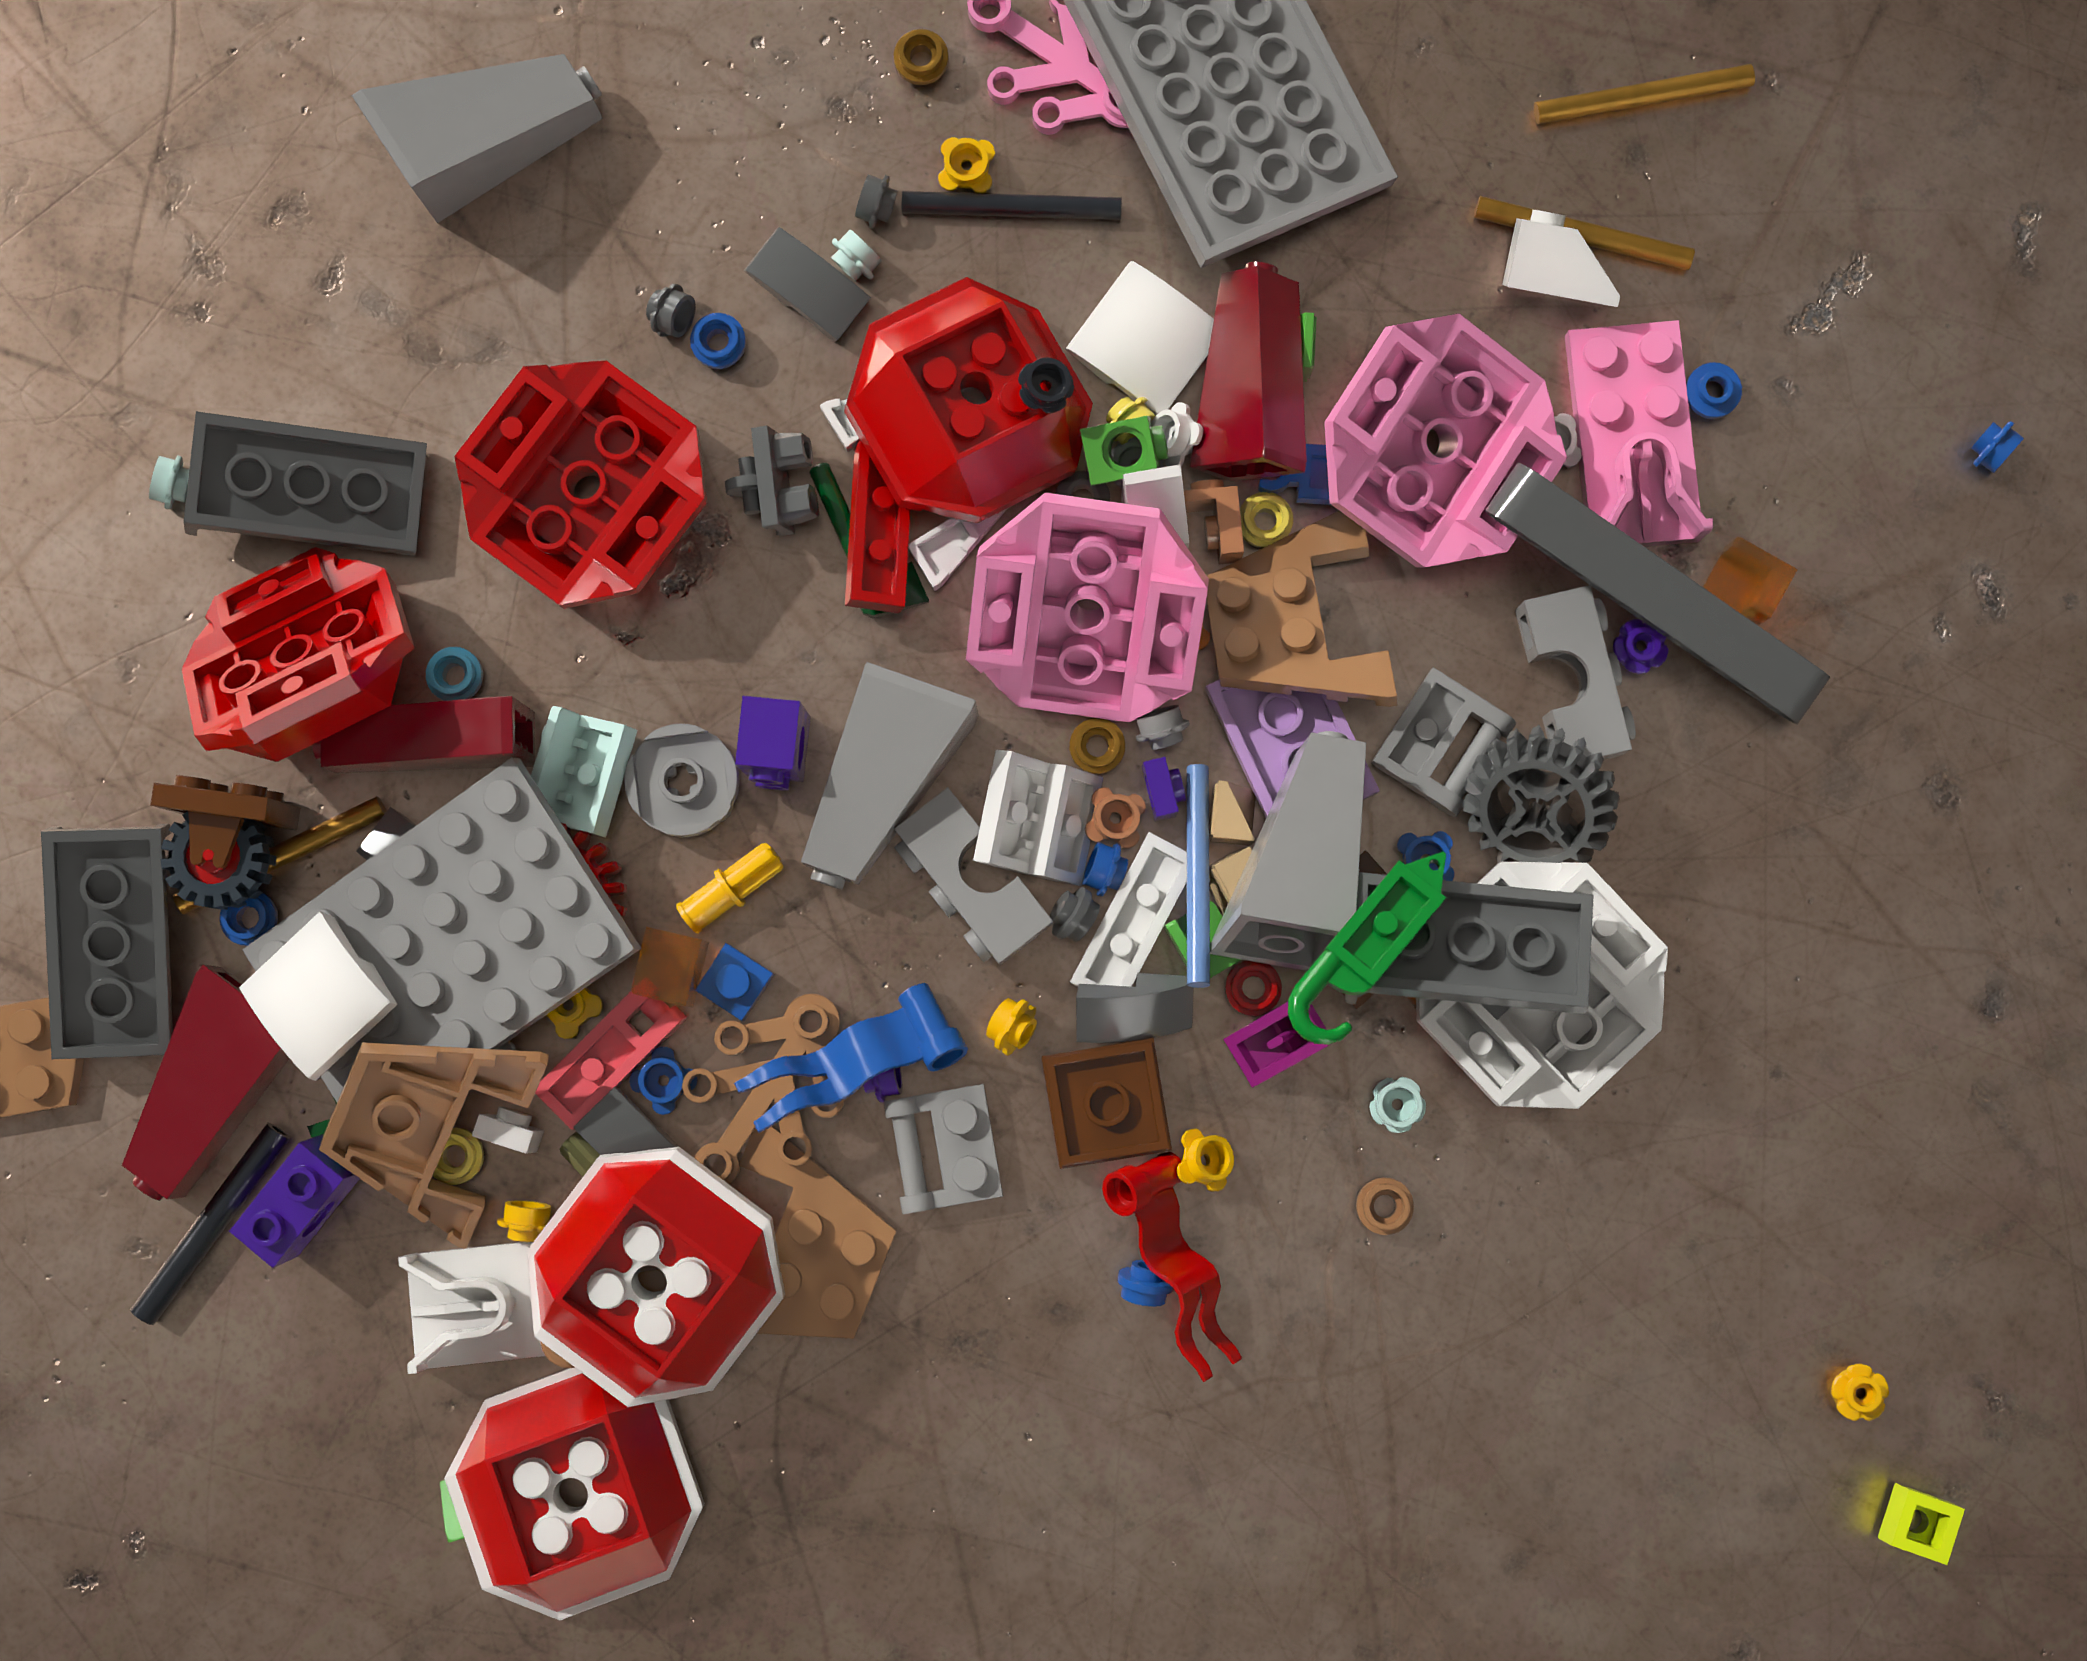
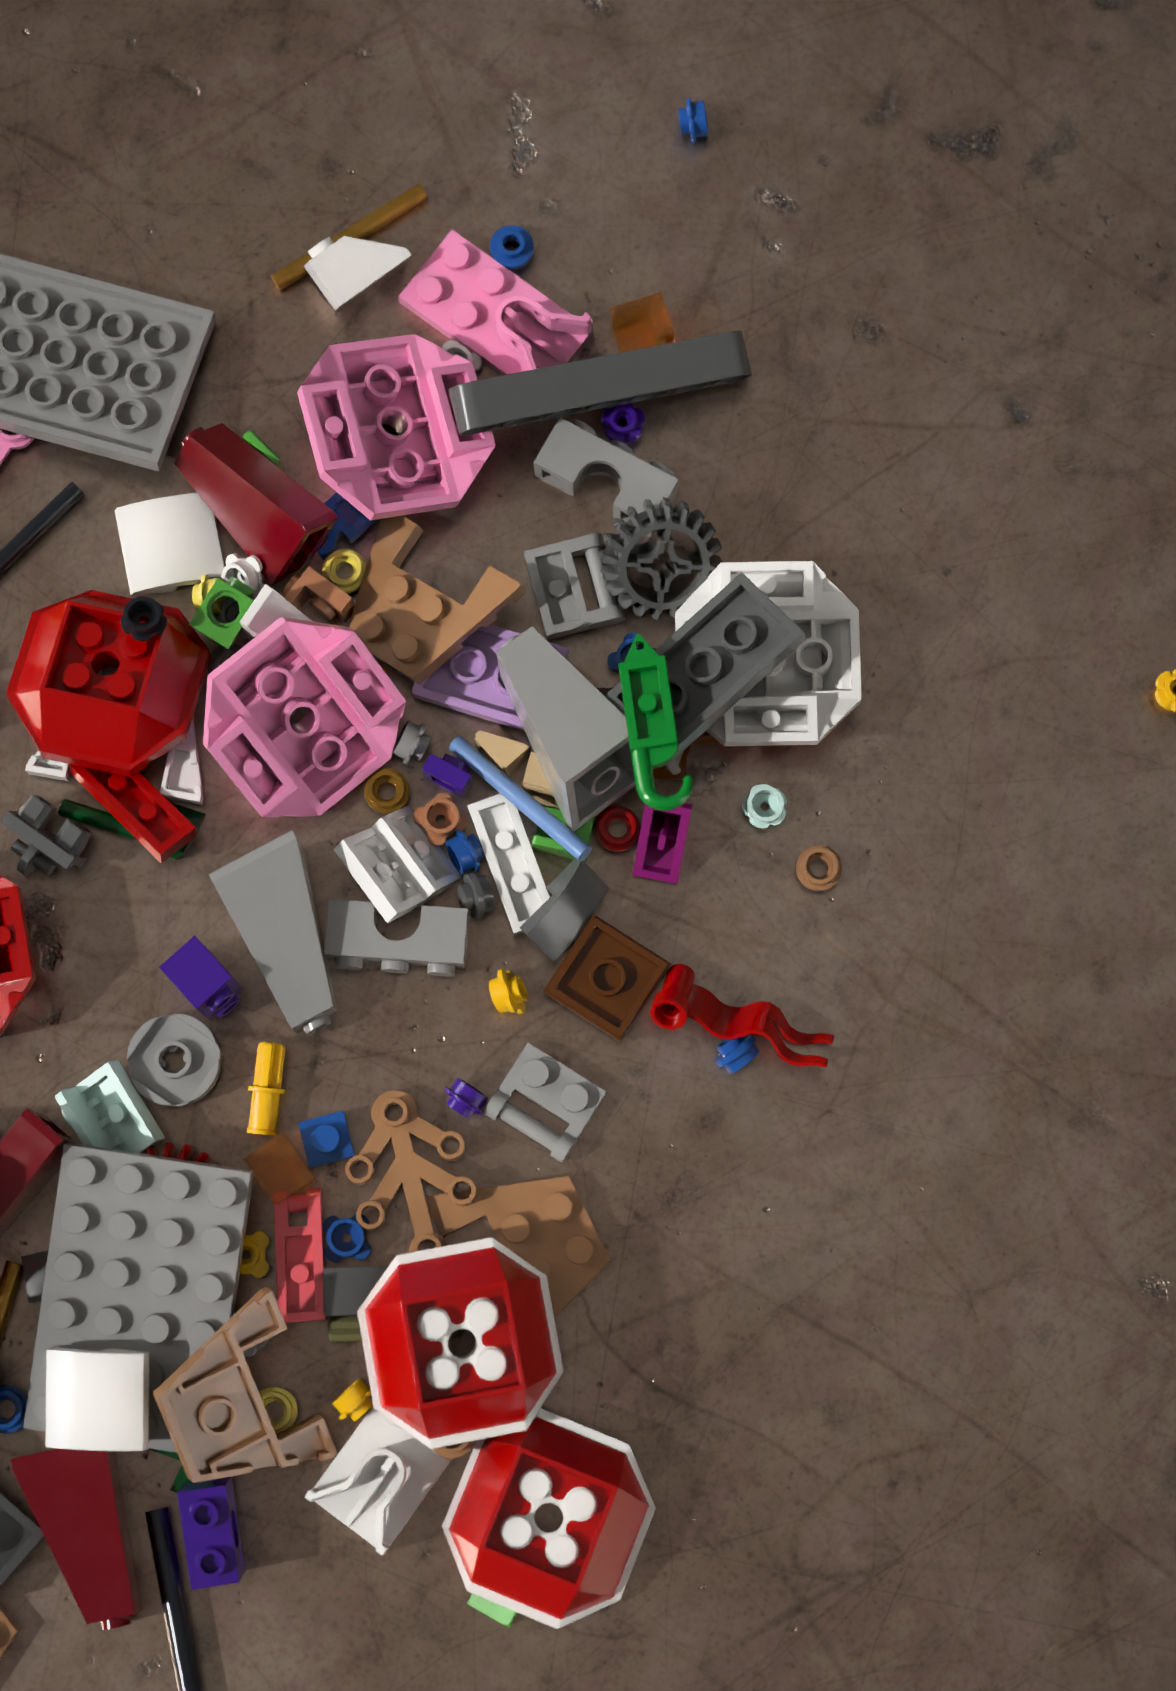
camera: 50 degrees left, 5 degrees down
(509, 1130) = (289, 1359): white plate -> none
(863, 1052) = (442, 1095): blue flag -> none
(1218, 1158) = (702, 943): yellow plate -> none
(1644, 94) = (300, 130): pearl gold bar -> none

